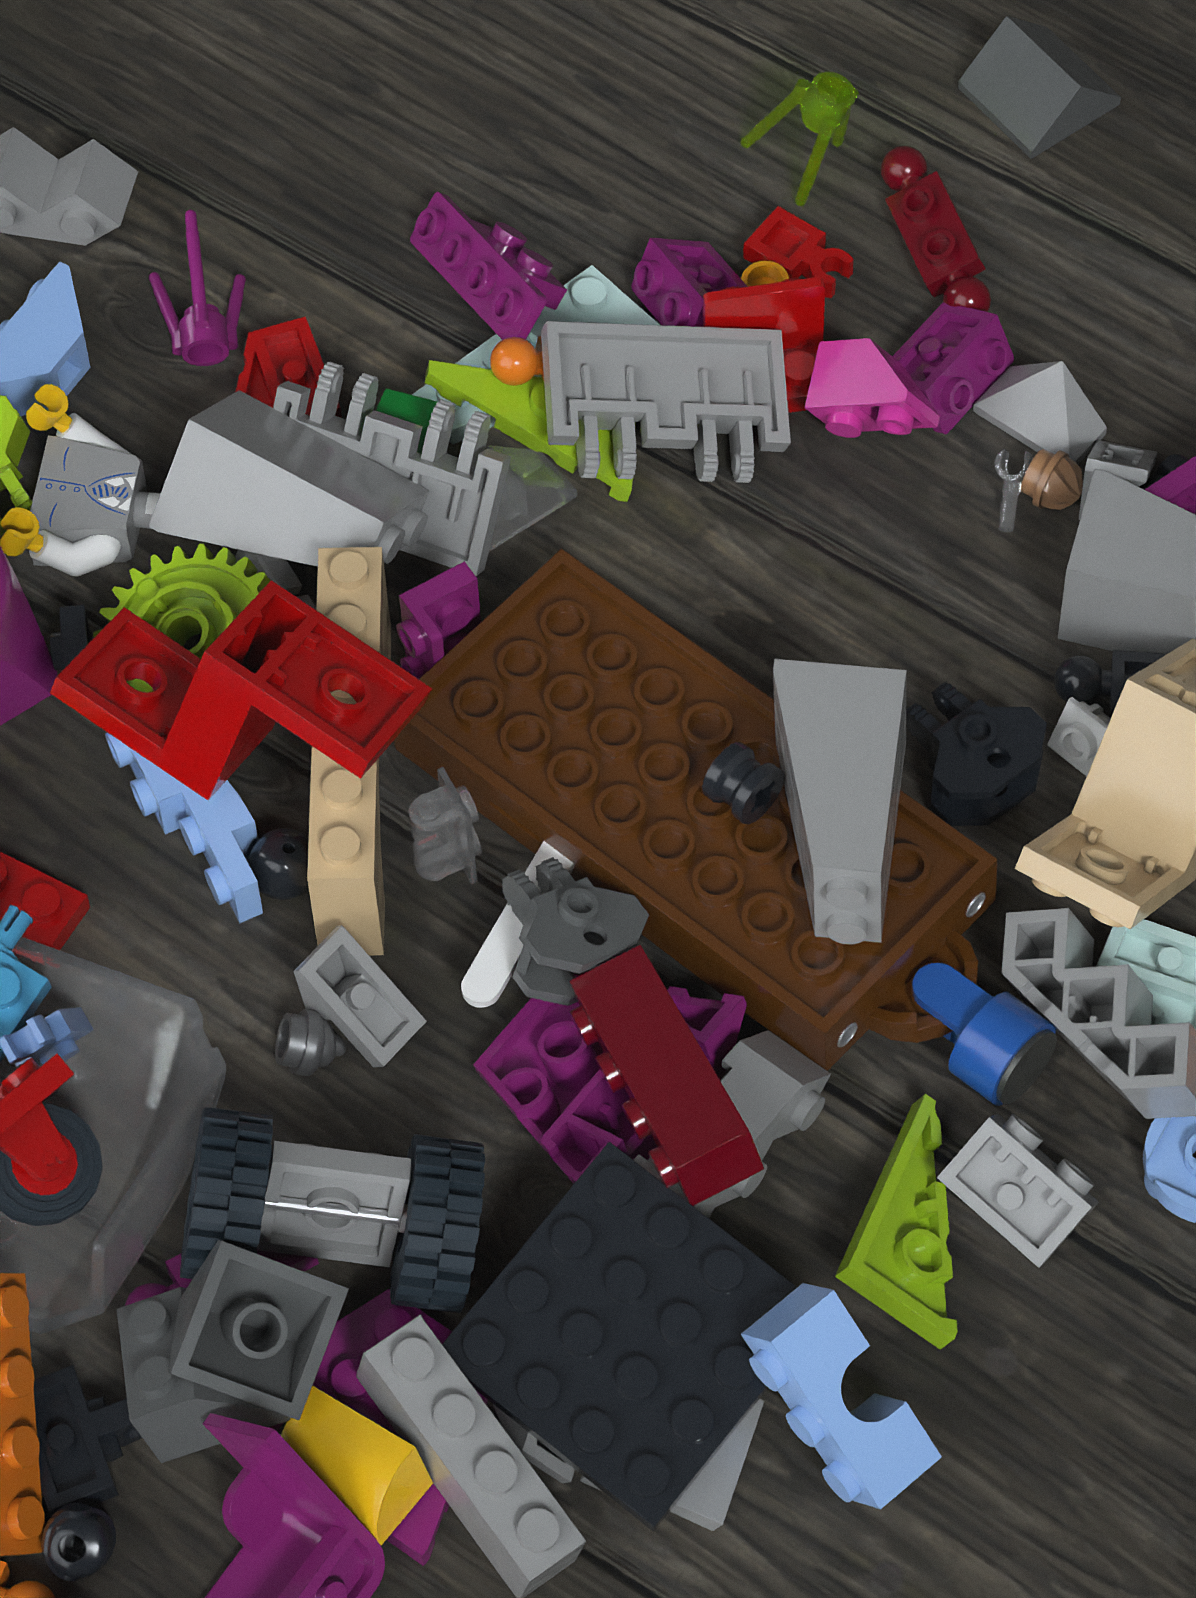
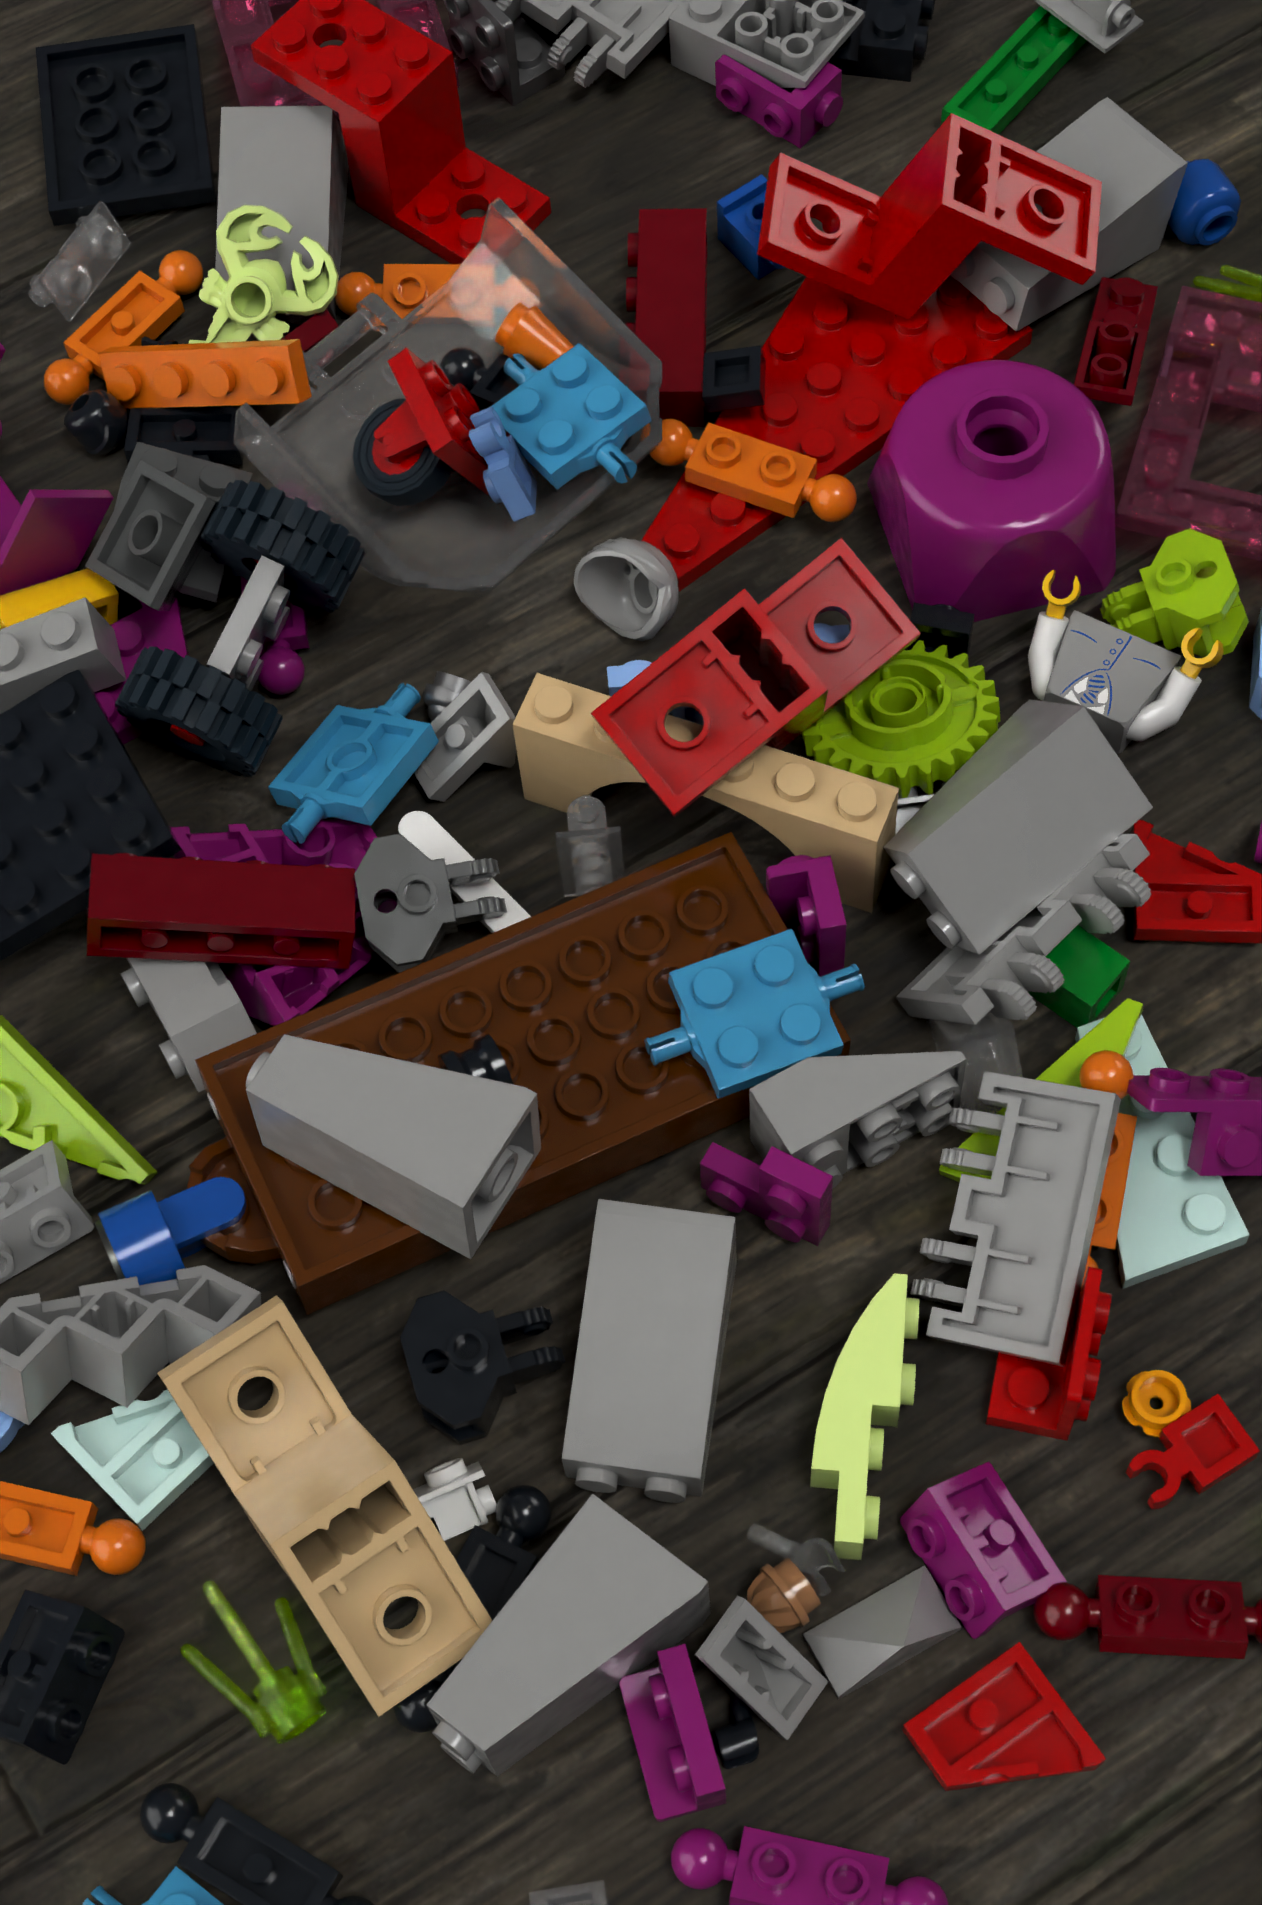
camera: 115 degrees right, 5 degrees up
(119, 918) = (628, 587): none -> light grey hair
(423, 1080) = (353, 764): none -> dark azure plate
(576, 613) = (754, 1012): none -> dark azure plate
(629, 535) = (854, 1106): none -> light grey slope
(676, 277) = (1174, 1319): magenta bracket -> none
(721, 577) = (781, 1191): none -> magenta plate
(855, 480) = (864, 1392): none -> yellowish green slope
(865, 389) = (952, 1432): dark pink slope -> none
(910, 608) = (650, 1350): none -> light grey slope
(1076, 314) = (1002, 1728): none -> red wing

